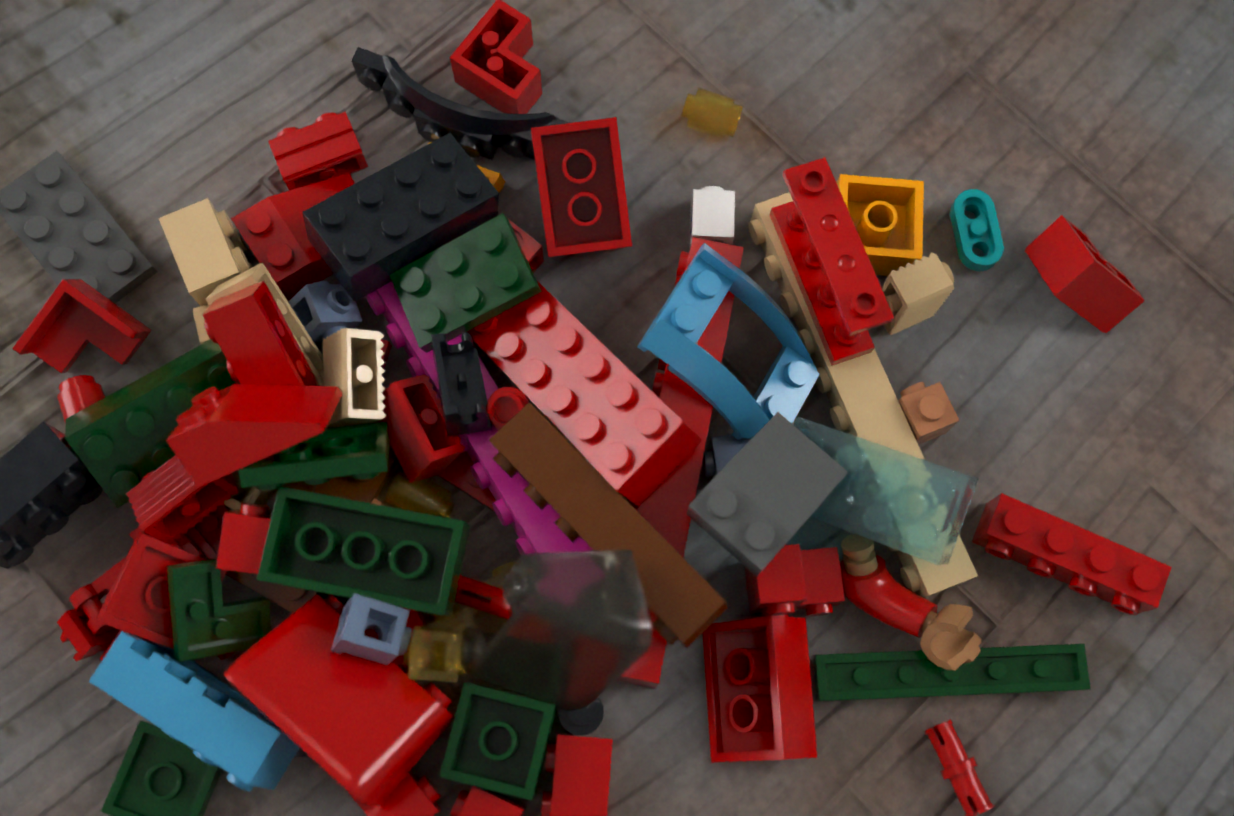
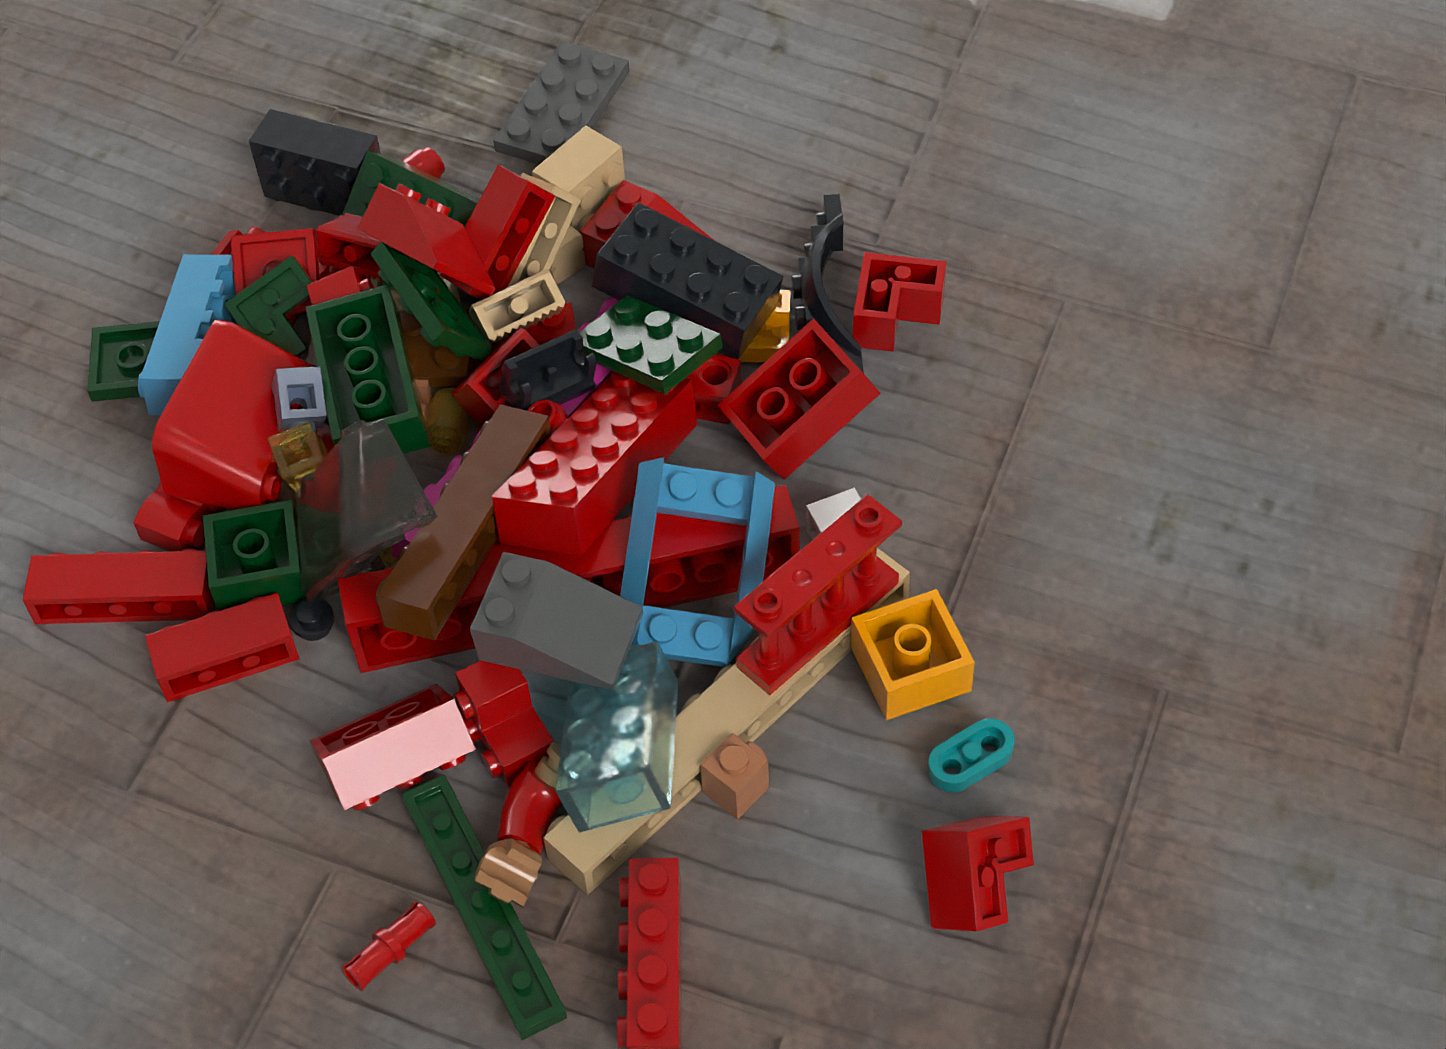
camera: 70 degrees right, 20 degrees down
(73, 319) = (480, 129): red panel -> none
(317, 151) = (729, 216): red brick -> none
(325, 309) = (575, 278): sand blue brick -> none
(712, 113) = (955, 483): clear yellow brick -> none
(917, 291) = (852, 707): tan brick -> none

